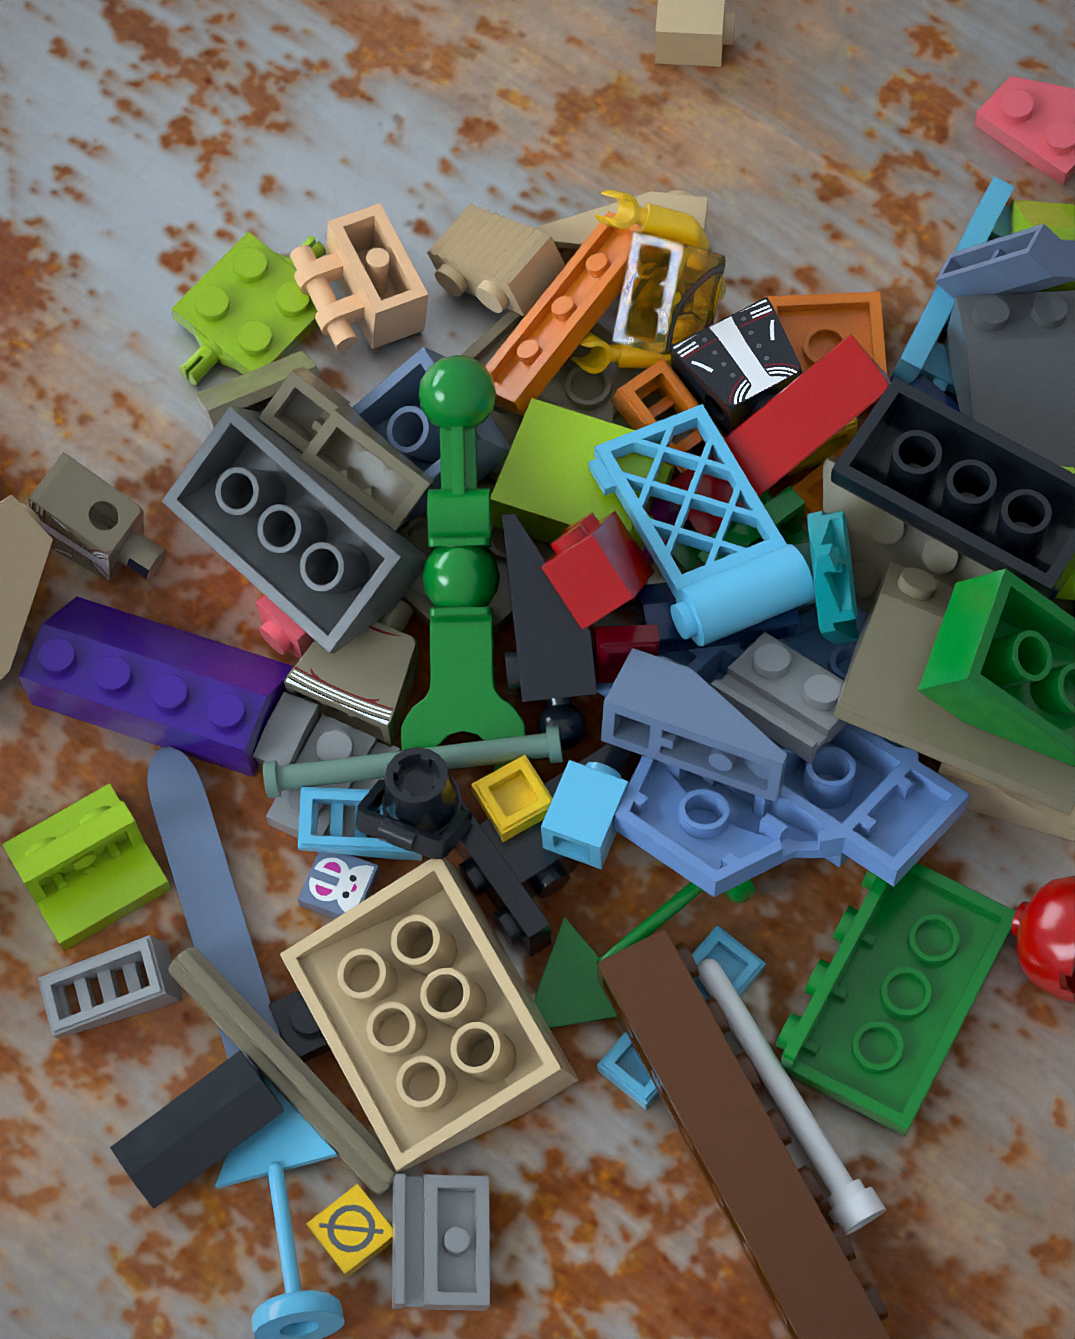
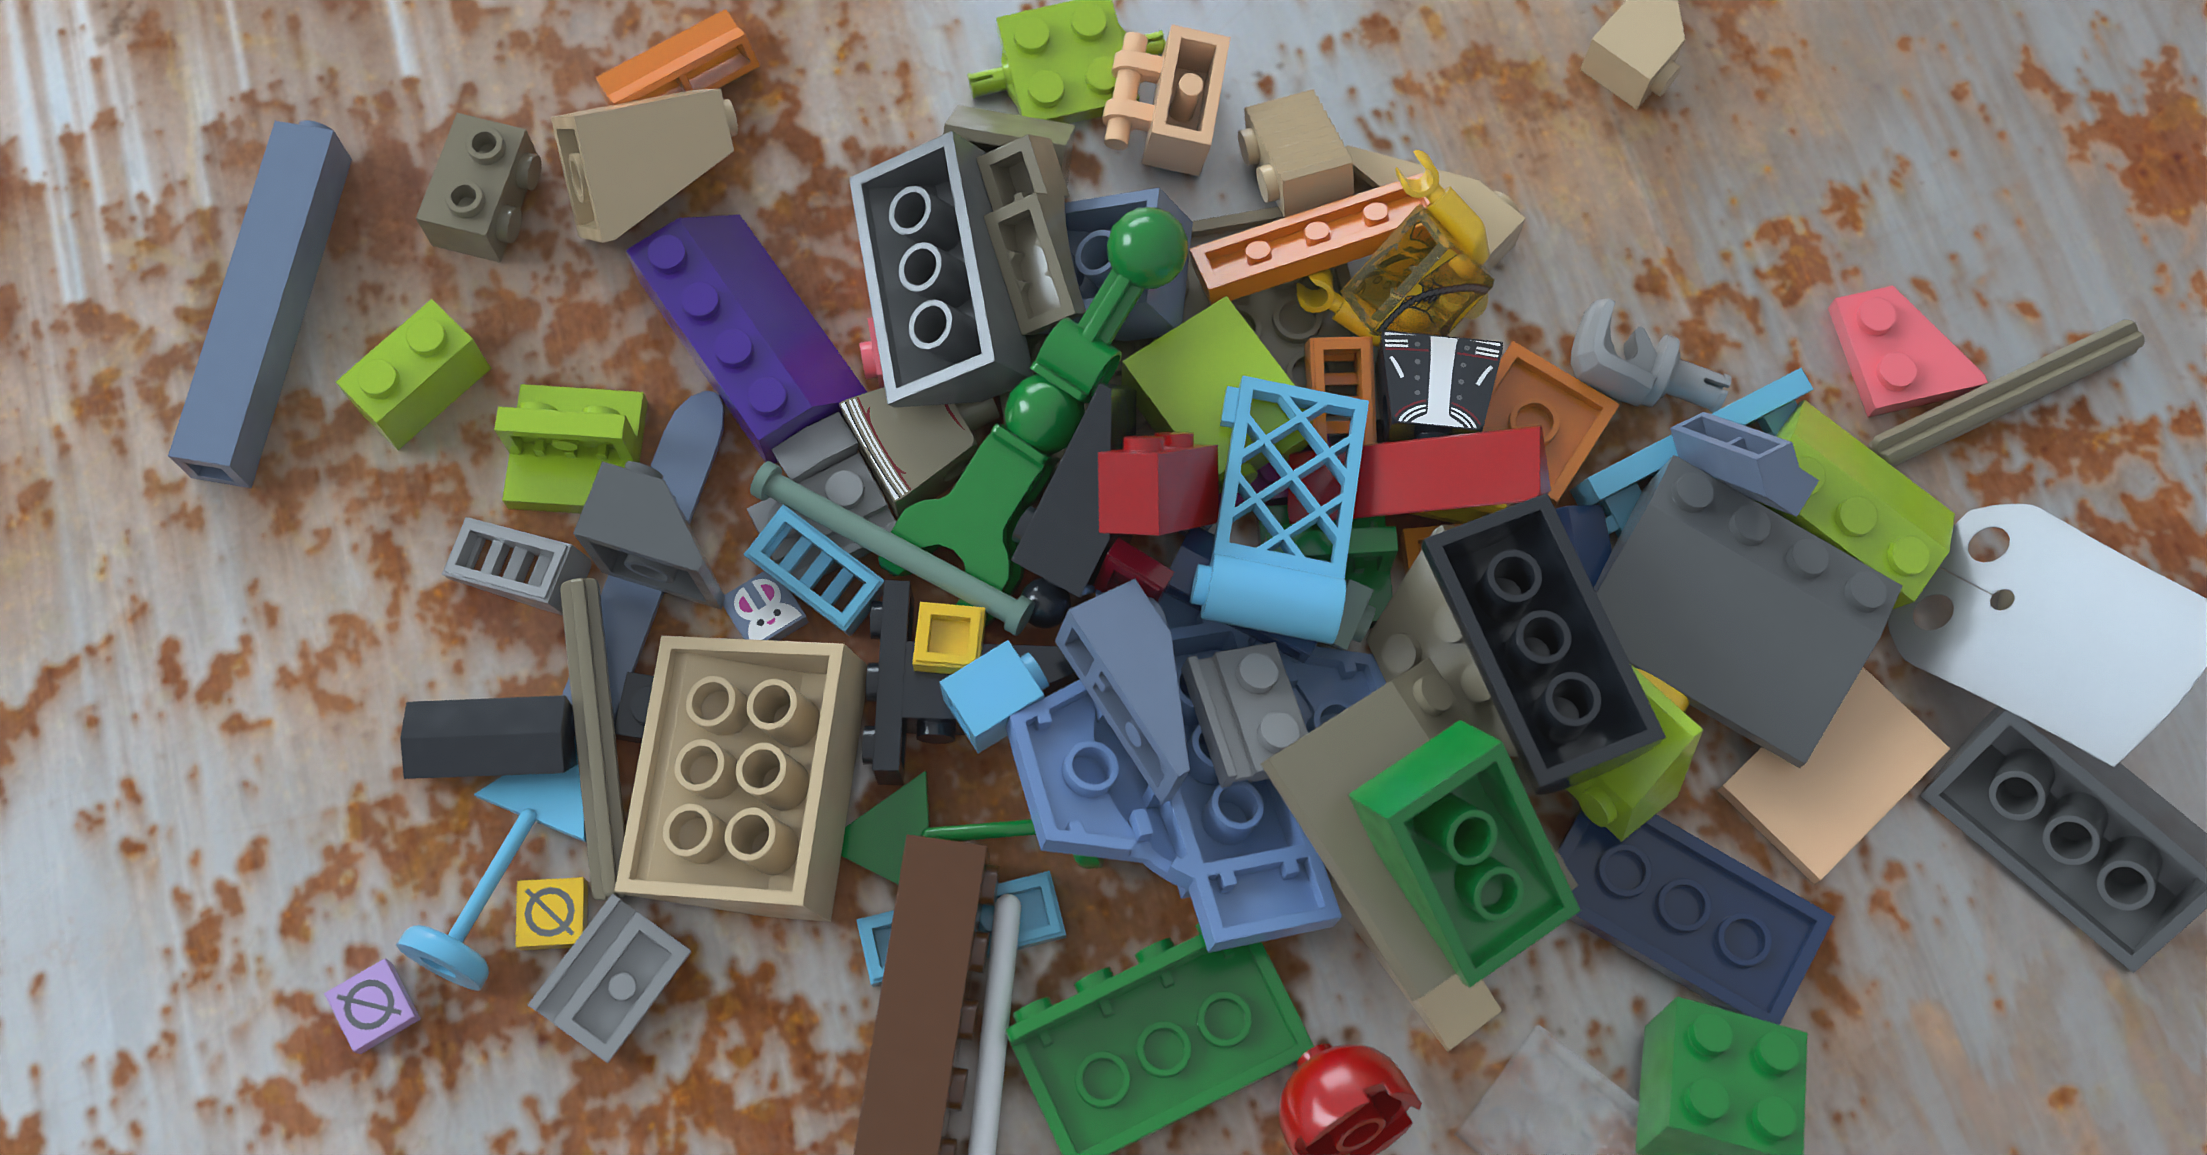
camera: 30 degrees right, 5 degrees up
(93, 522) = (788, 158): dark tan torso -> none
(220, 878) = (642, 535): none -> dark grey slope
(418, 805) = (861, 594): black piece -> none
(833, 576) = (1366, 633): teal slope -> none
(875, 256) = (1646, 371): none -> light grey piece

